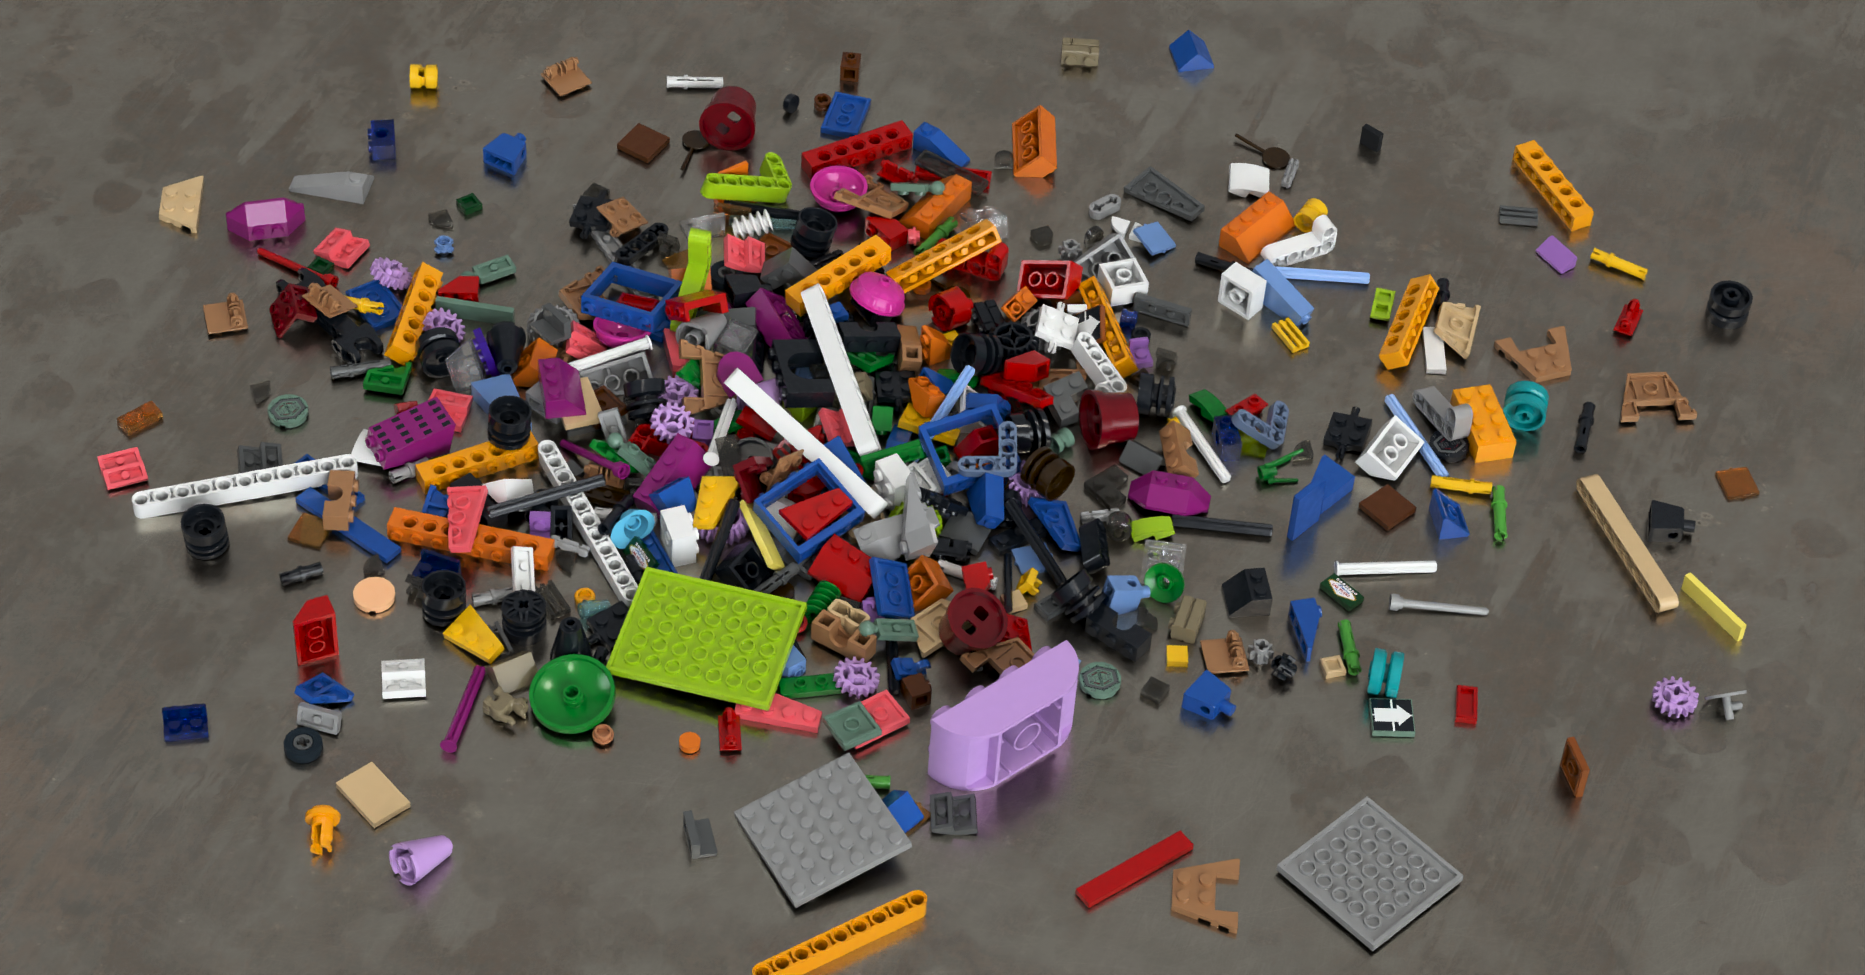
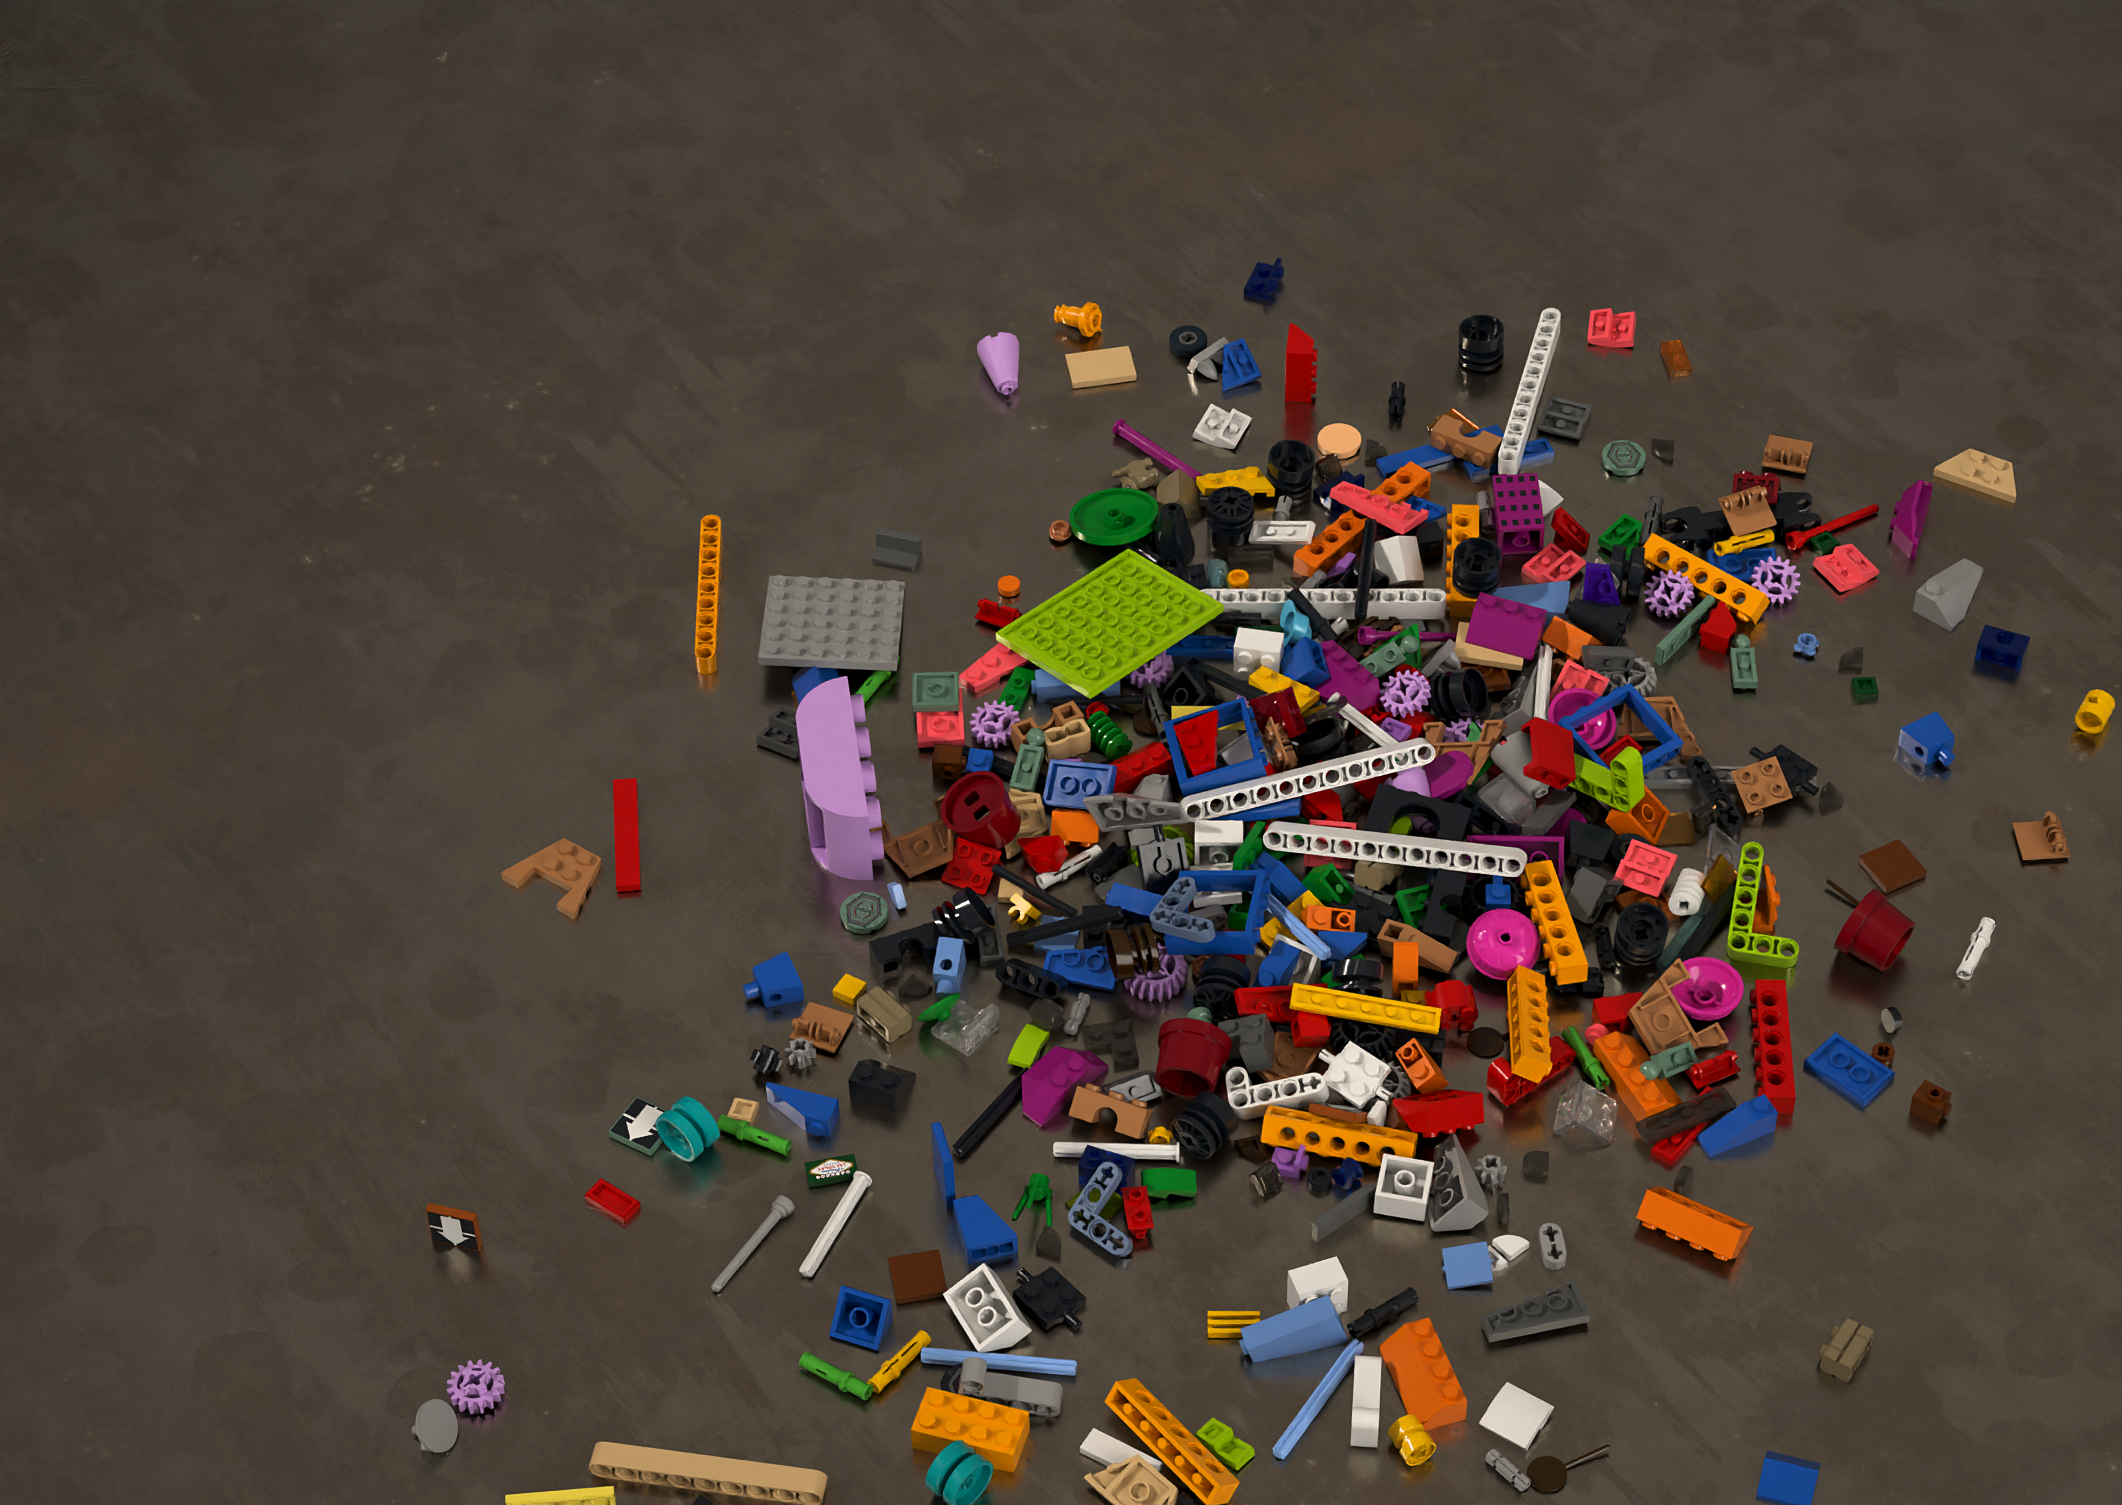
camera: 125 degrees right, 0 degrees up
(1003, 332) = (1365, 1008): none -> yellow tile
(1155, 690) = (820, 950): clear smoke tile -> none
(1369, 873) = (479, 1005): light grey plate -> none

